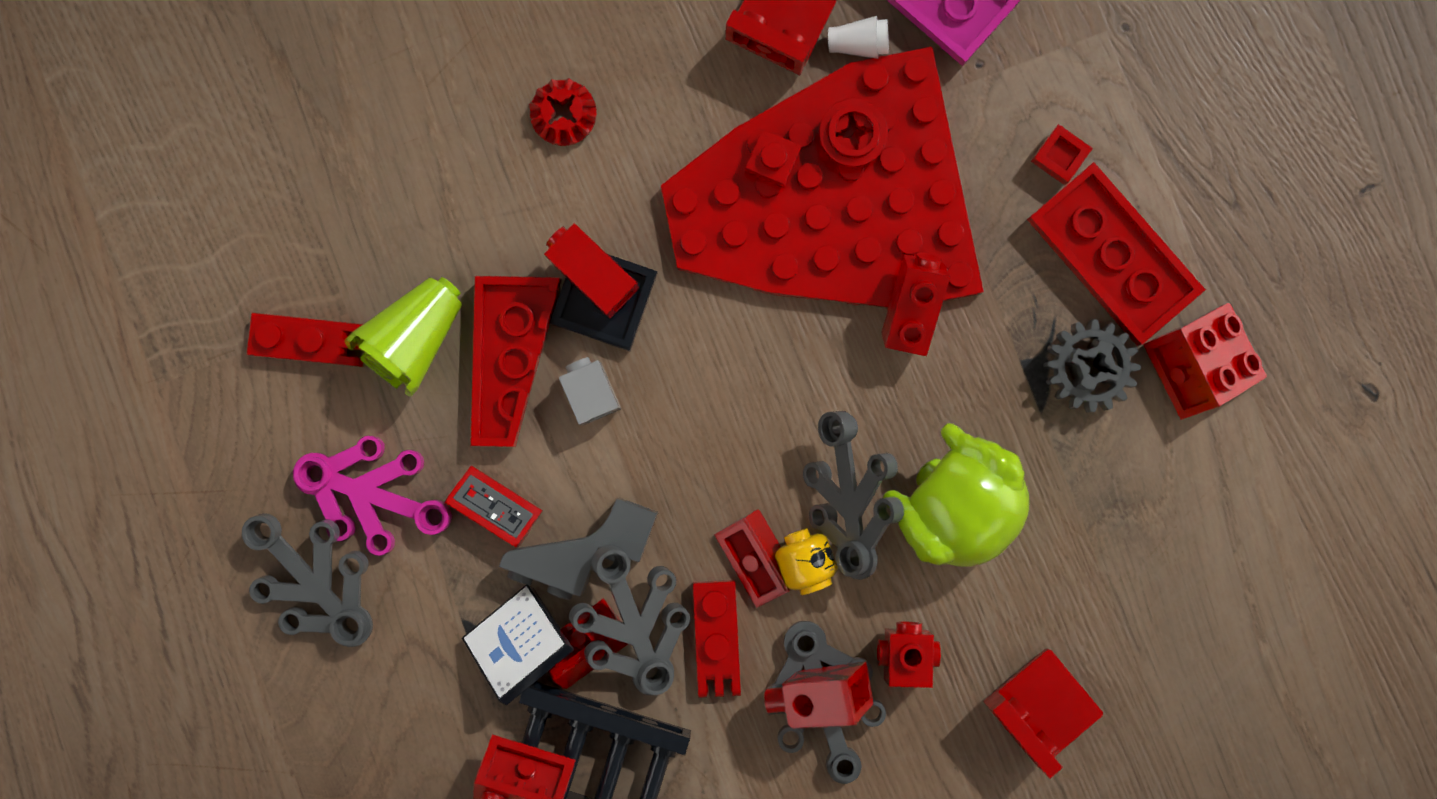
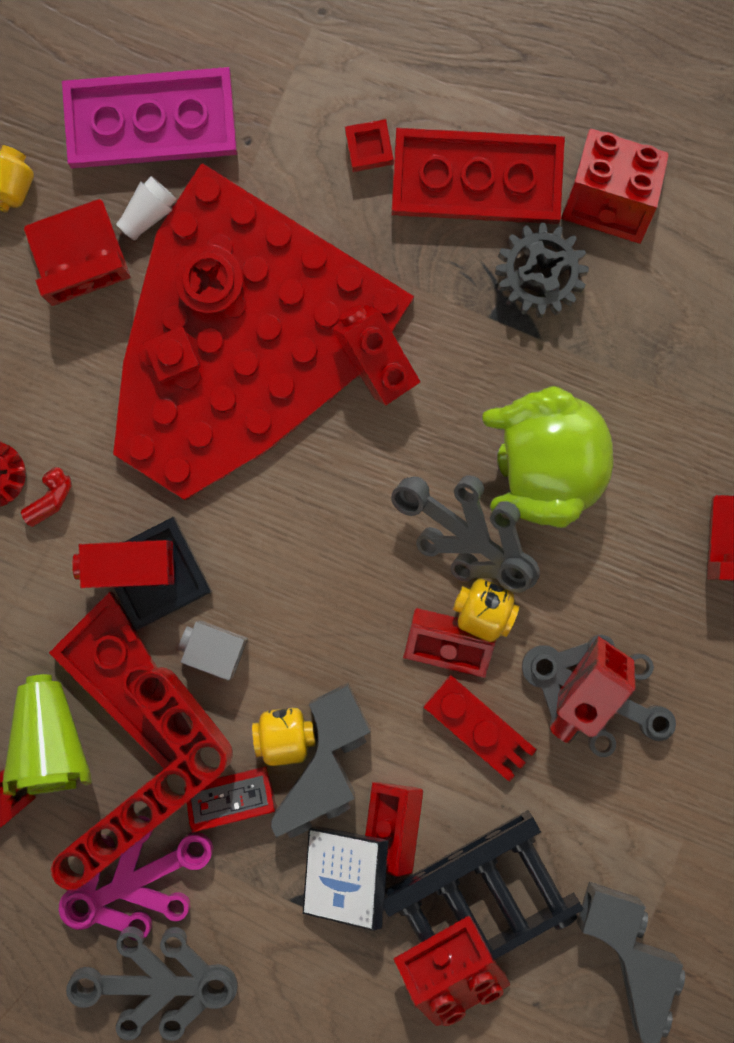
camera: 40 degrees left, 0 degrees up
(448, 449) = (156, 792): none -> red beam
(575, 502) = (283, 736): none -> yellow head
(585, 174) = (52, 501): none -> red arm
(635, 625) = (414, 778): dark grey plant -> none
(918, 667) = (638, 603): red brick -> none

